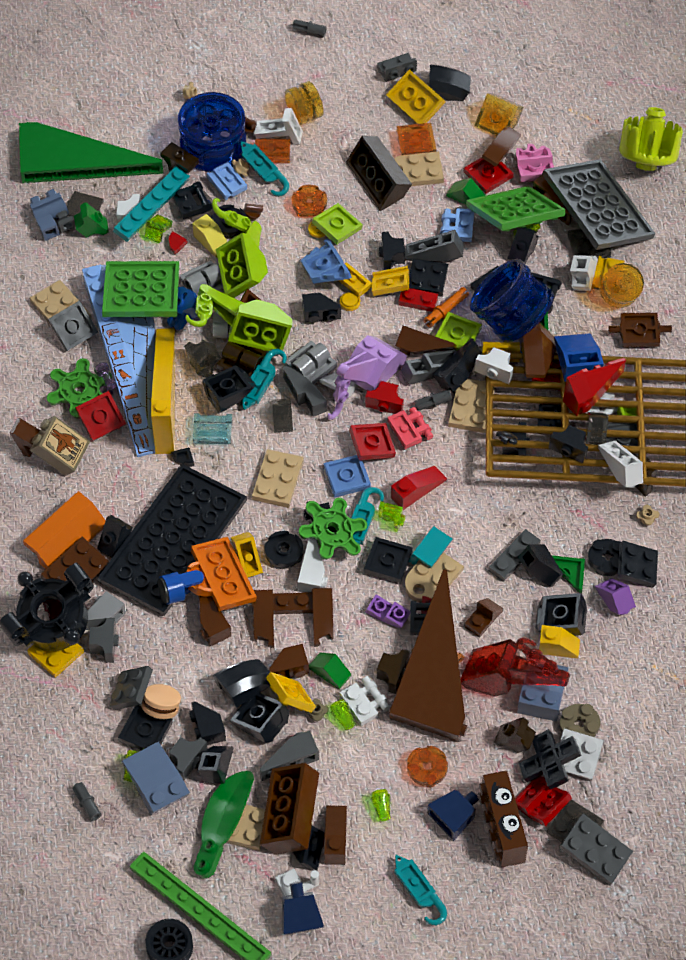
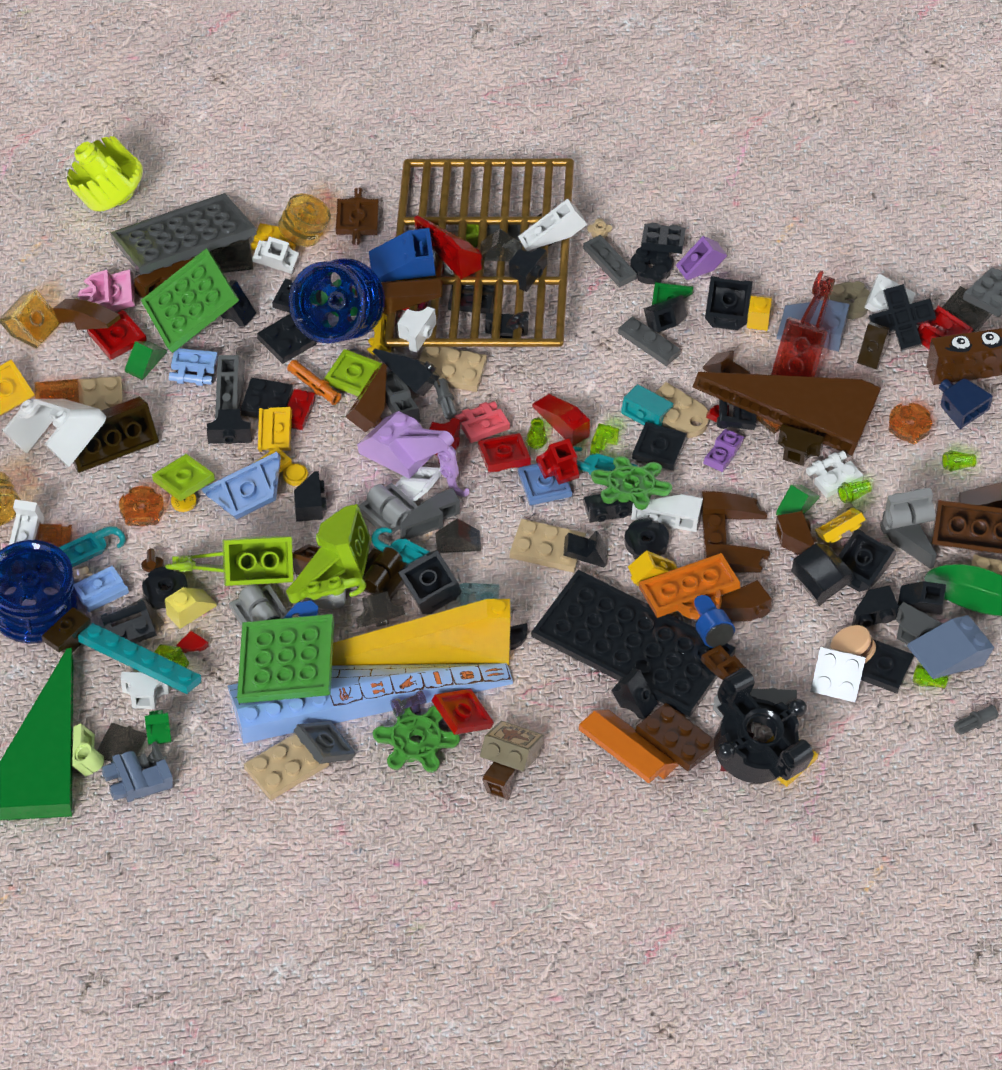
camera: 90 degrees left, 5 degrees down
(74, 180) = (84, 756): none -> yellowish green plate
(139, 600) = (721, 662): none -> reddish brown slope
(267, 502) = (586, 550): none -> black slope
(291, 736) = (909, 509): none -> light grey plate
(357, 479) = (559, 461): none -> red brick
(369, 132) = (74, 424): none -> white windscreen
(394, 466) = (536, 434): none -> clear neon green cone
(607, 522) = (610, 261): none -> dark grey plate

